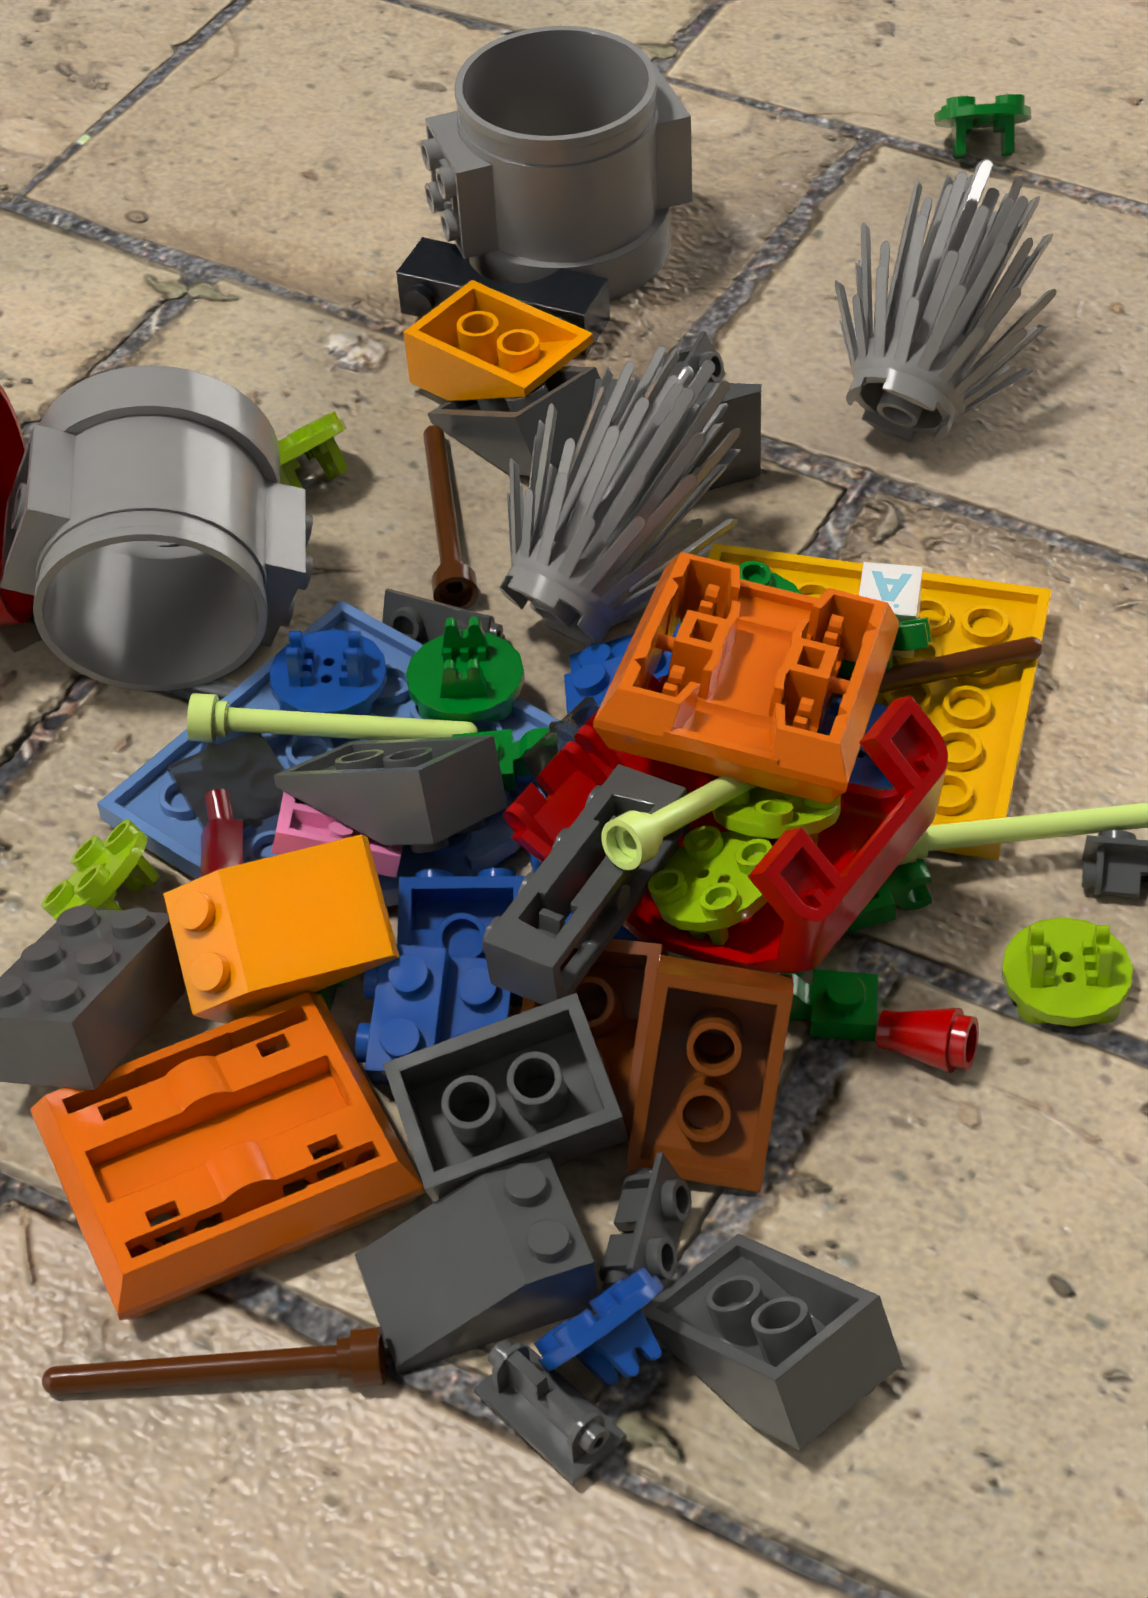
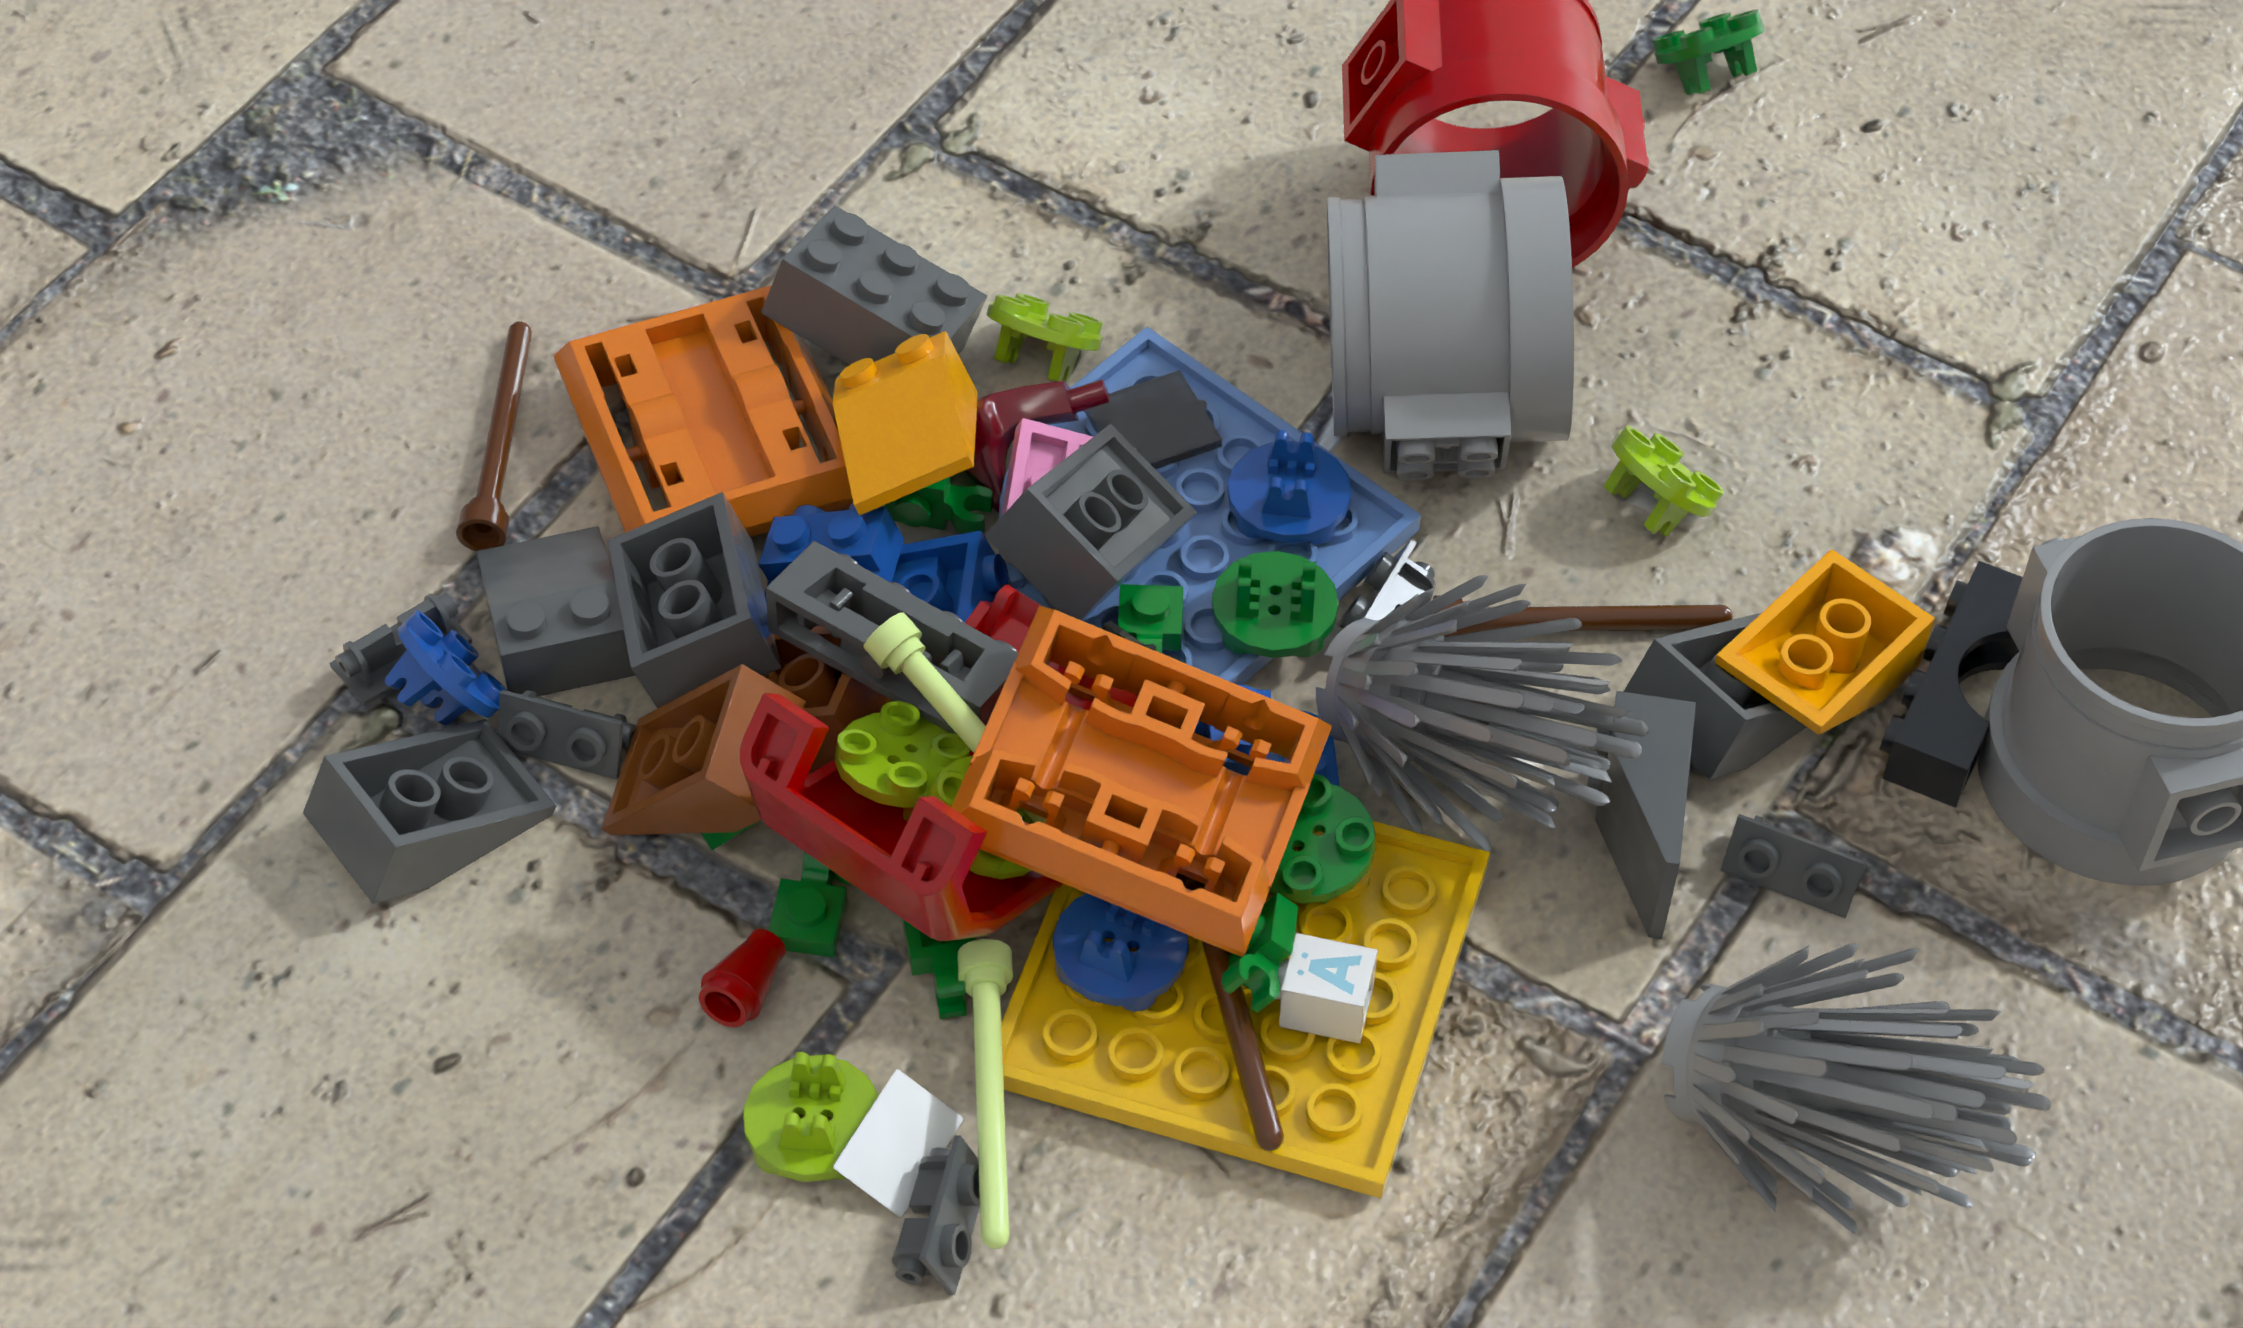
camera: 90 degrees right, 5 degrees up
(214, 718) = (1229, 395): yellowish green piece -> none
(1077, 907) = (894, 1139): none -> white sticker

